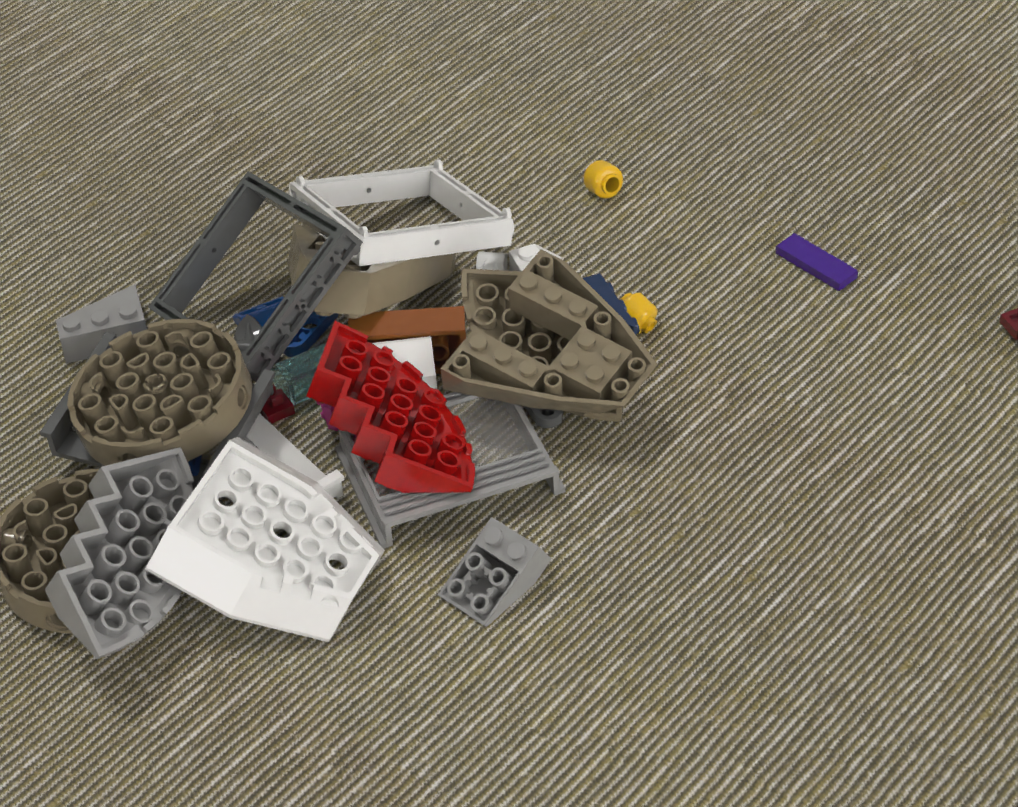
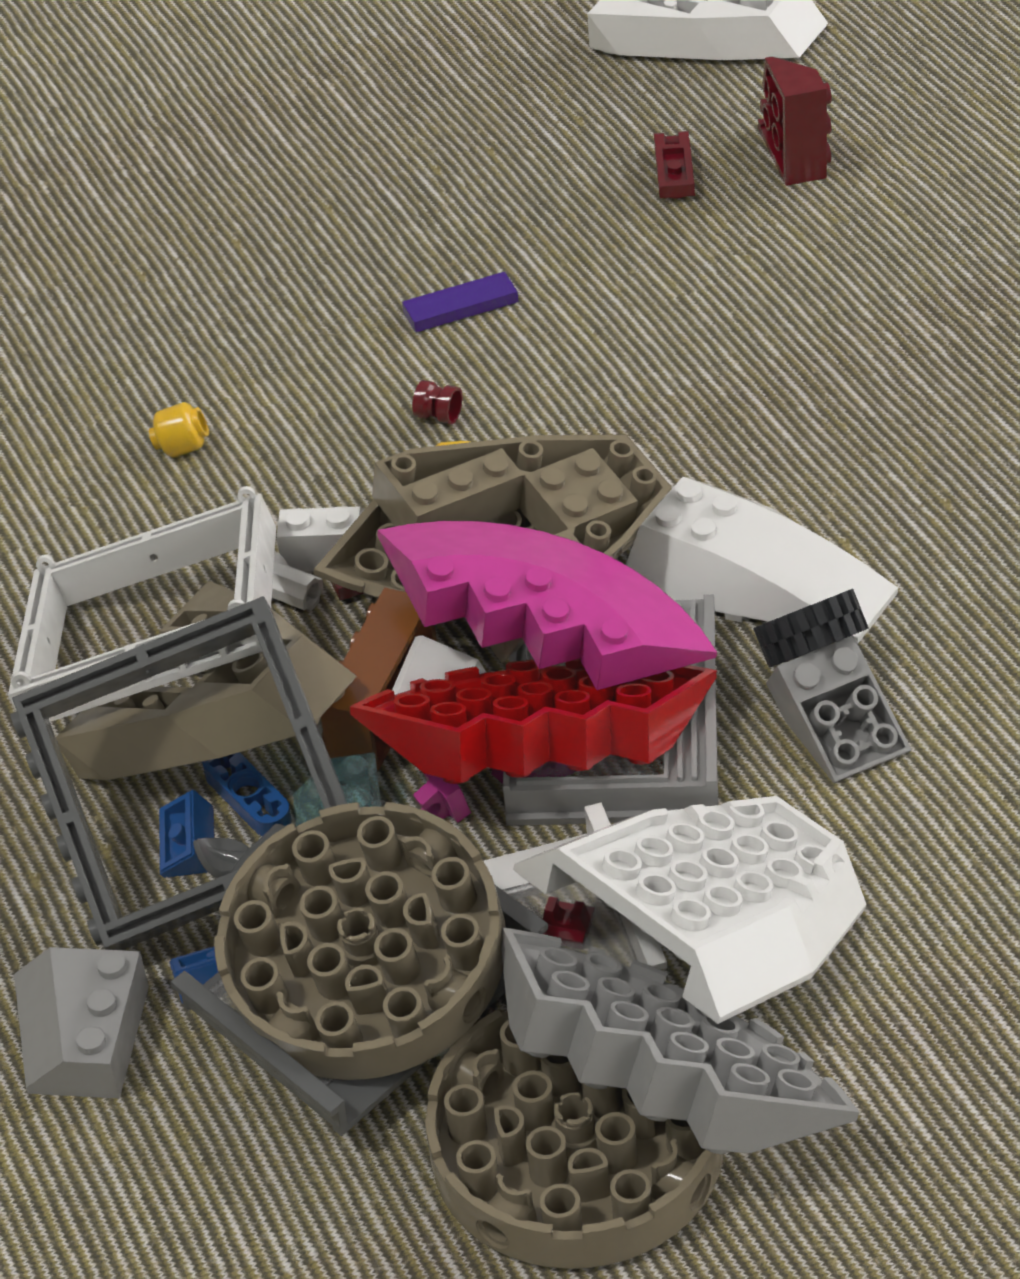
camera: 65 degrees left, 0 degrees up
(467, 372) = (549, 593): none -> dark pink brick
(544, 526) = (811, 628): none -> black tyre
(625, 489) = (747, 557): none -> white wedge
(697, 284) = (437, 402): none -> dark red wheel

